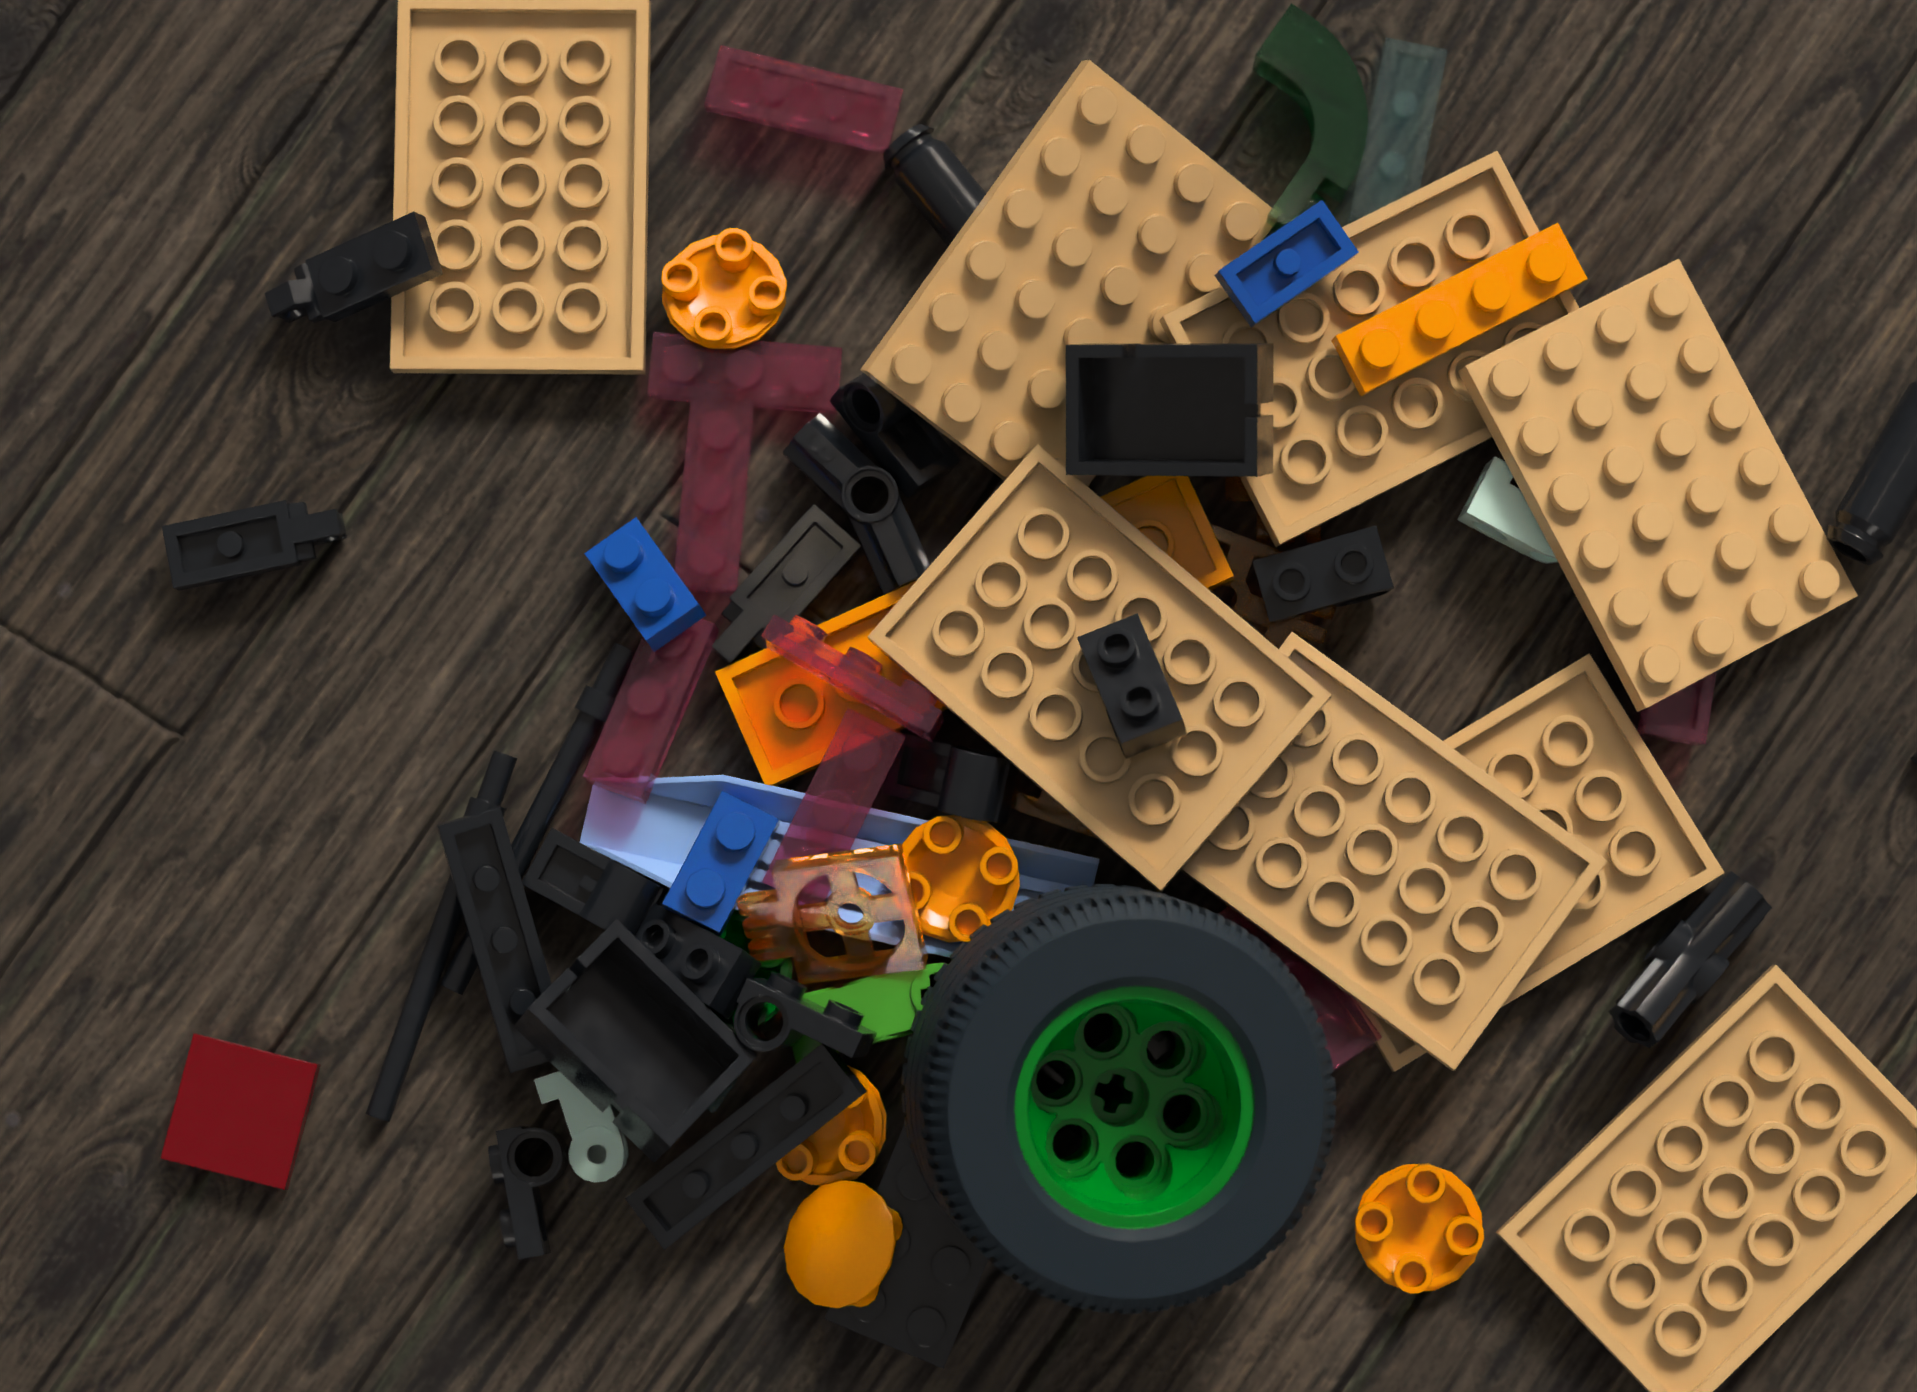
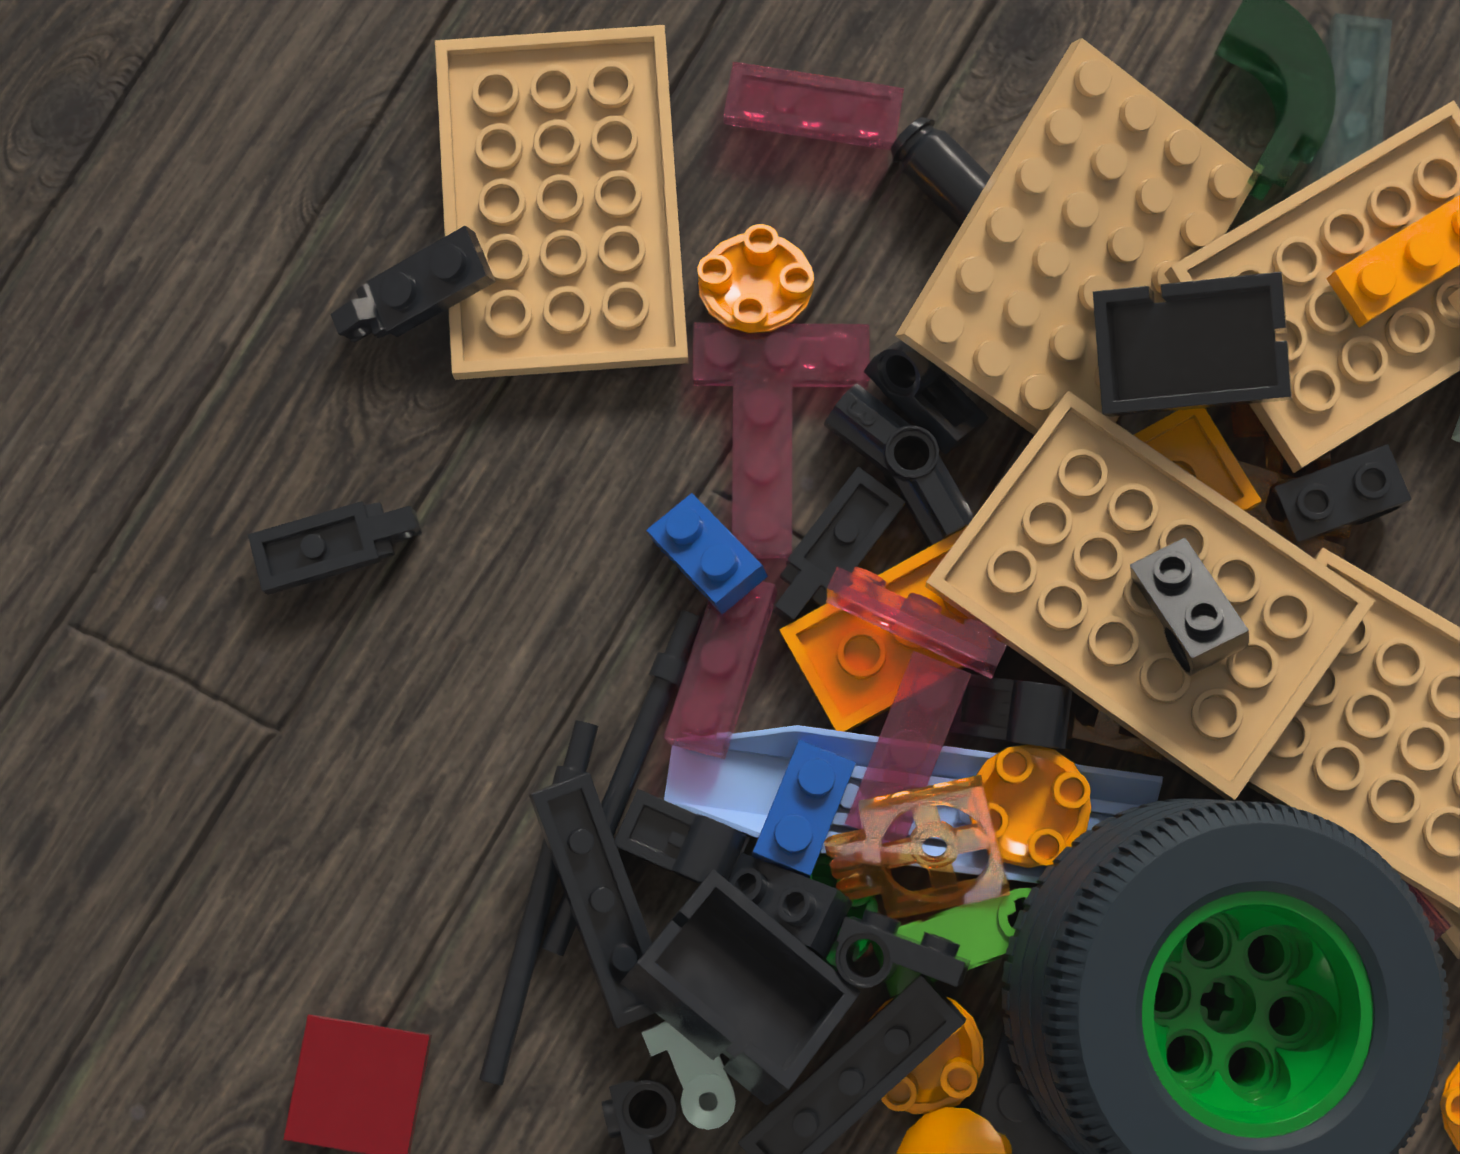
camera: 10 degrees left, 5 degrees down
(1286, 263) = (1282, 209): blue plate -> none

